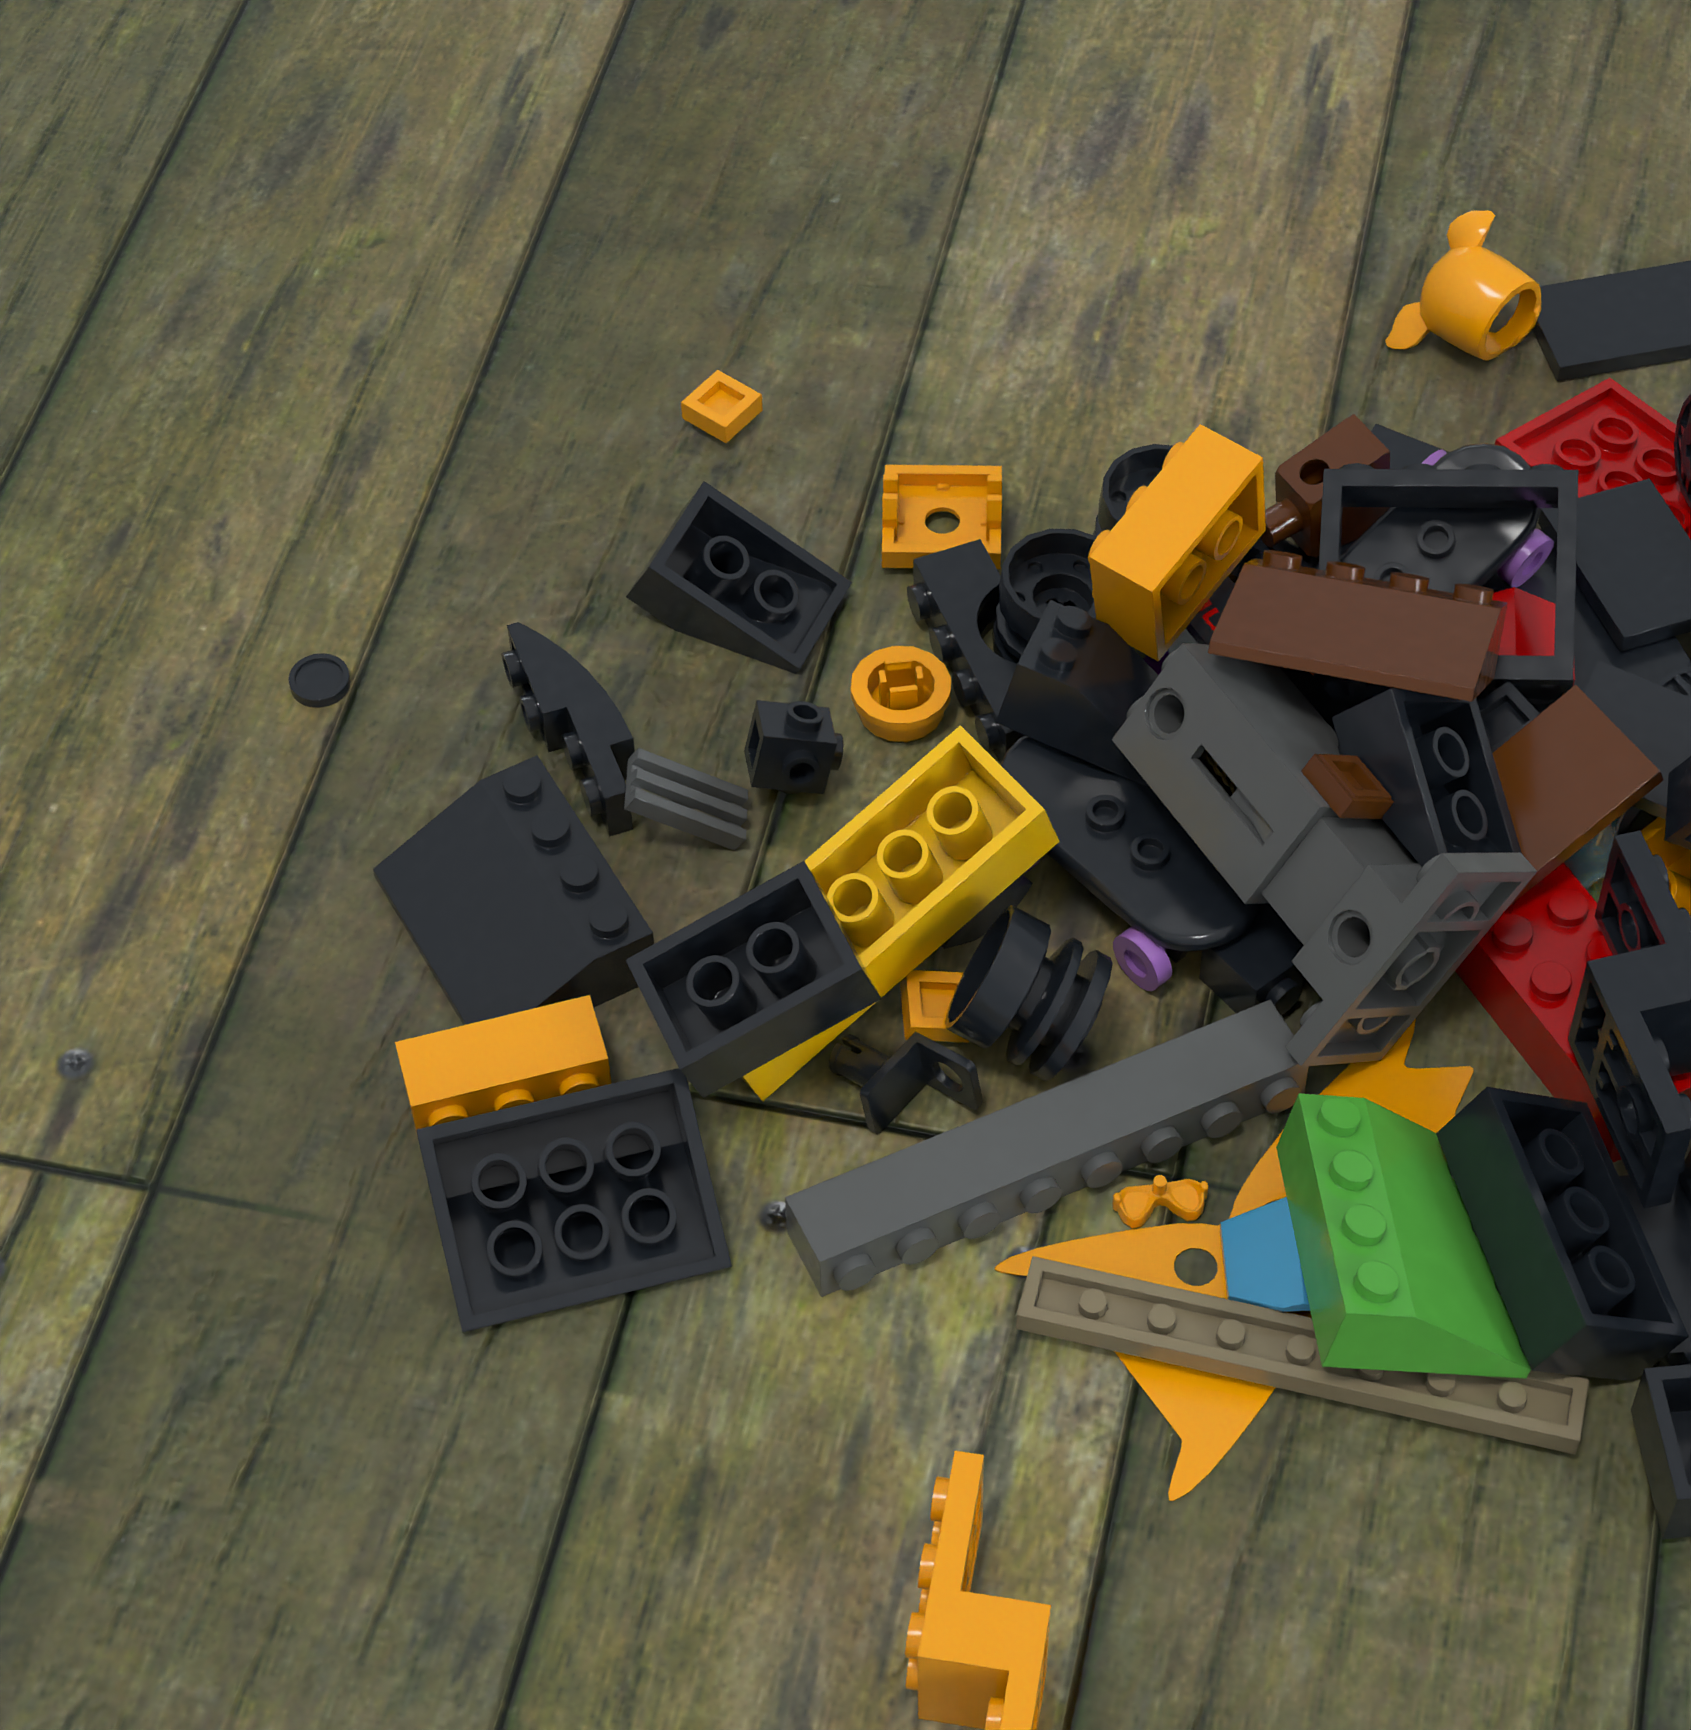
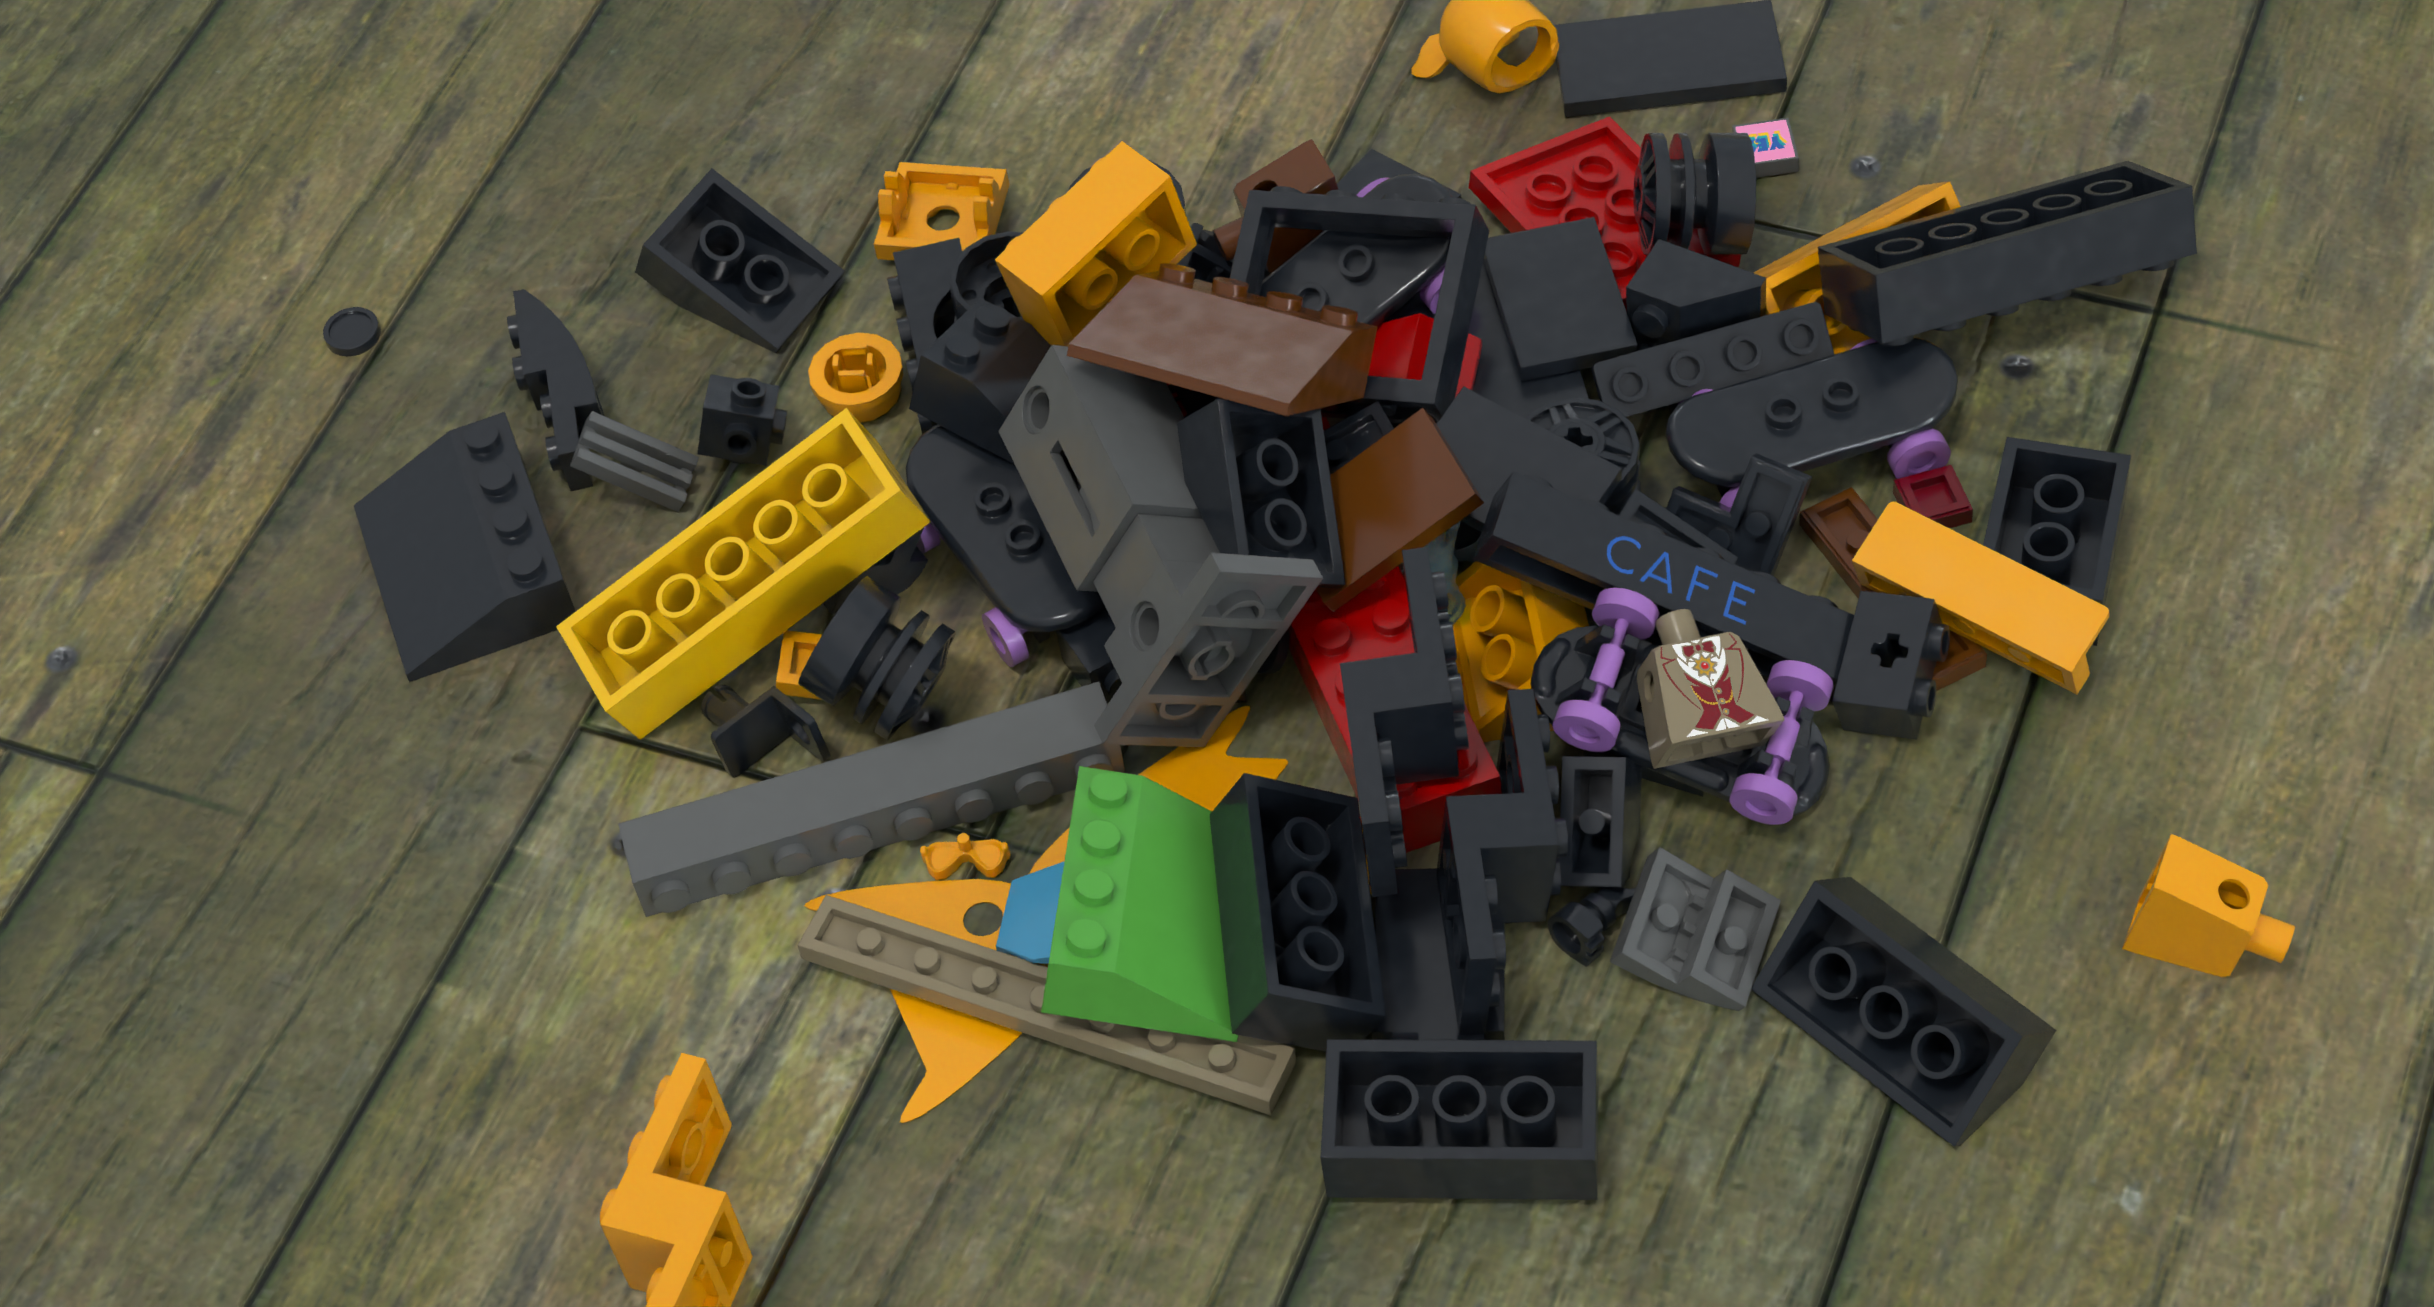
camera: 15 degrees right, 0 degrees up
(503, 1062) = (415, 692): light orange brick -> none
(573, 1199) = (443, 809): black slope -> none
(721, 406) = (769, 98): light orange plate -> none
(752, 979) = (616, 625): black brick -> none
(1347, 786) = (1170, 487): reddish brown tile -> none

